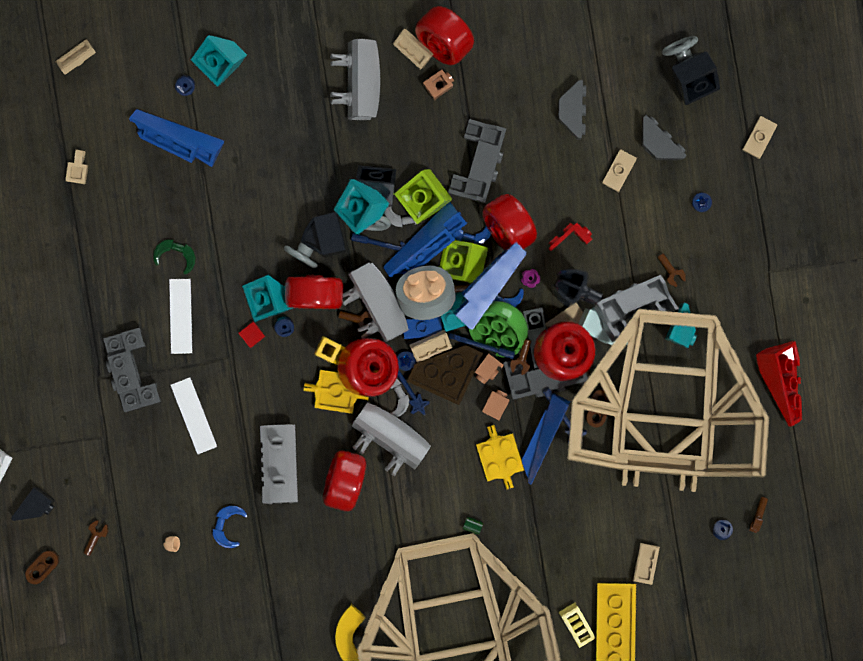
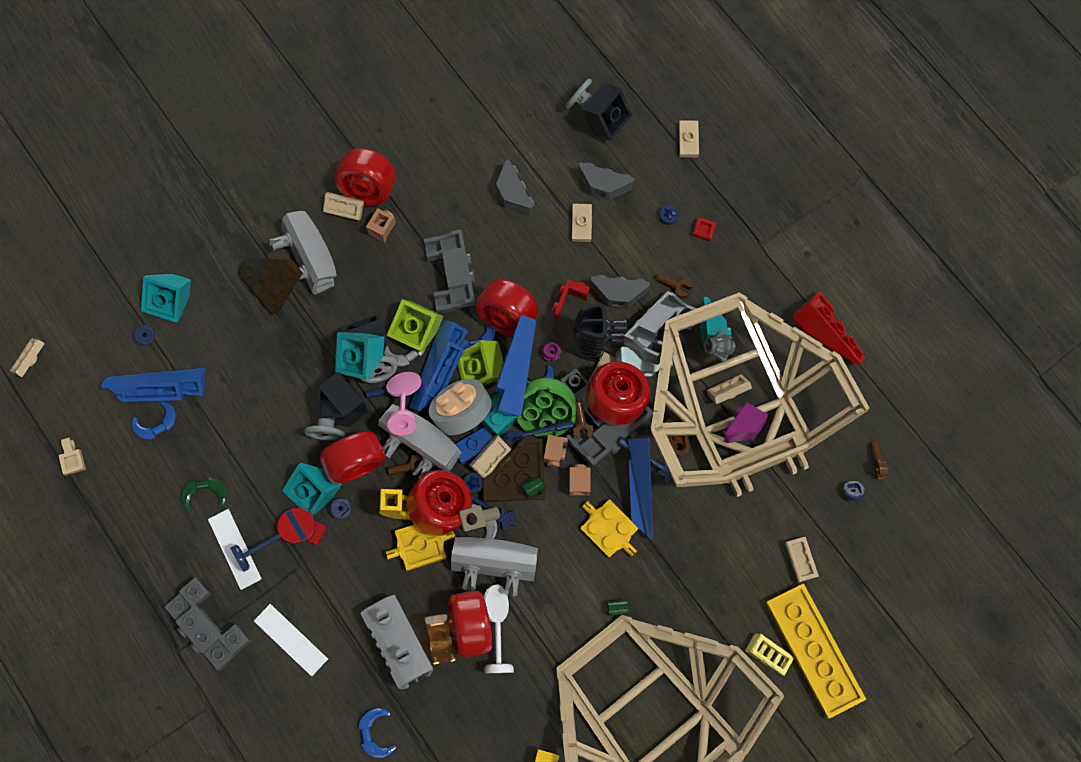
camera: 30 degrees left, 15 degrees down
(172, 176) = (168, 422): none -> blue piece
(238, 324) = (293, 526): none -> piece
(315, 479) = (440, 639): none -> clear orange brick
(316, 91) = (271, 280): none -> dark brown plate
(373, 477) = (497, 608): none -> white piece
(387, 246) = (401, 385): none -> bright pink piece
(394, 395) = (478, 517): none -> dark tan bracket
(453, 392) = (533, 487): none -> dark green hinge
(618, 253) = (618, 291): none -> dark grey slope
(660, 431) = (746, 425): none -> magenta slope
(666, 389) = (729, 389): none -> tan plate
(674, 353) = (719, 346): none -> dark grey rock
(725, 232) = (704, 229): none -> red tile

